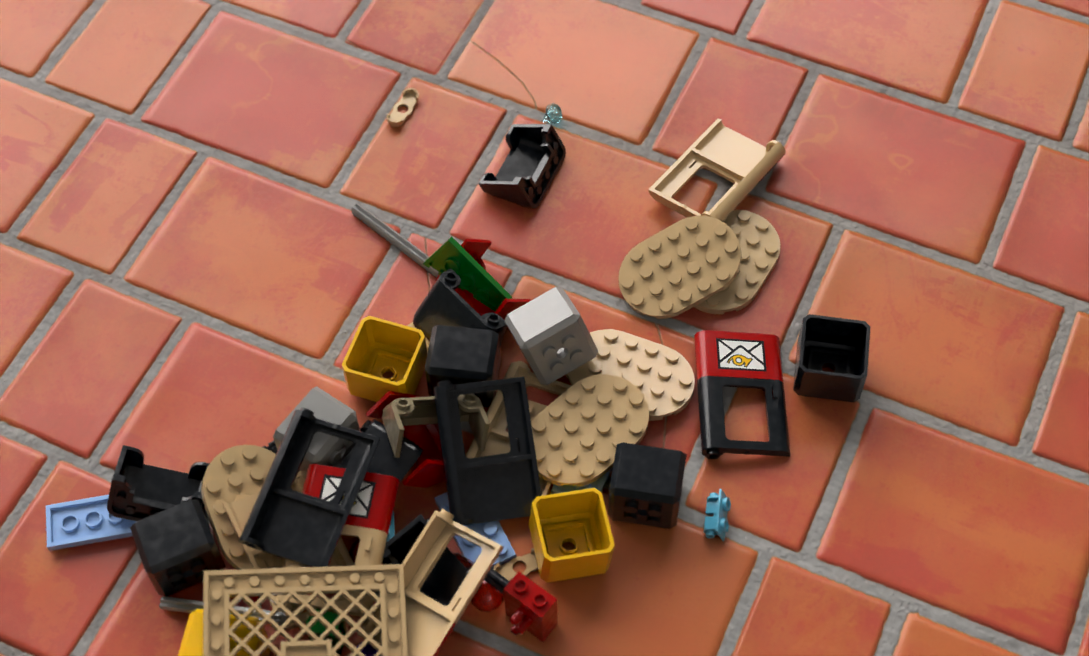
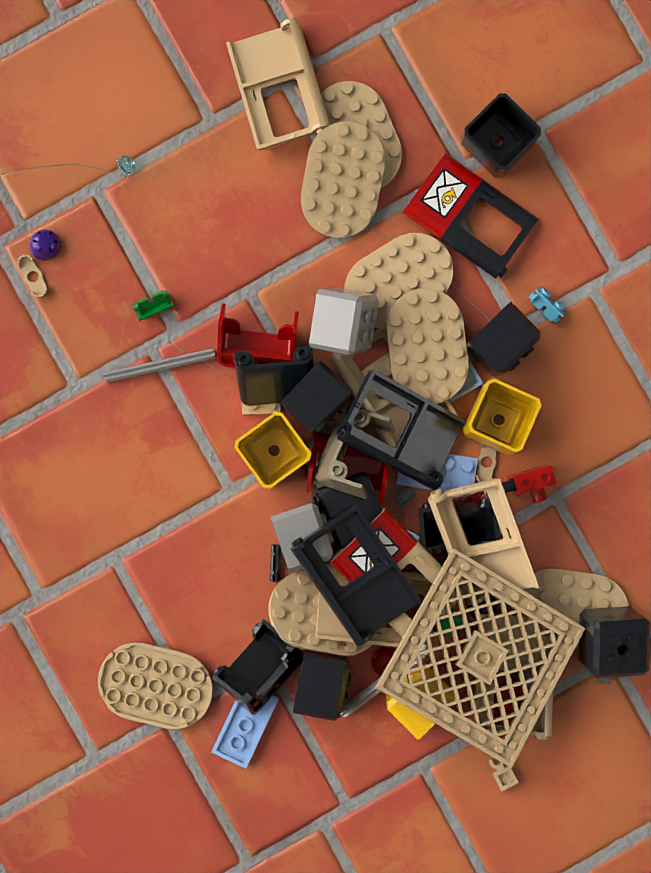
camera: 55 degrees left, 30 degrees up
(85, 419) = (155, 685): none -> tan plate
(426, 510) = (403, 495): none -> clear light blue plate
(438, 95) = (45, 243): none -> dark purple helmet
(440, 199) = (146, 309): none -> green hinge
(472, 274) = (239, 340): green wing -> none
(529, 165) = (163, 223): black windscreen -> none

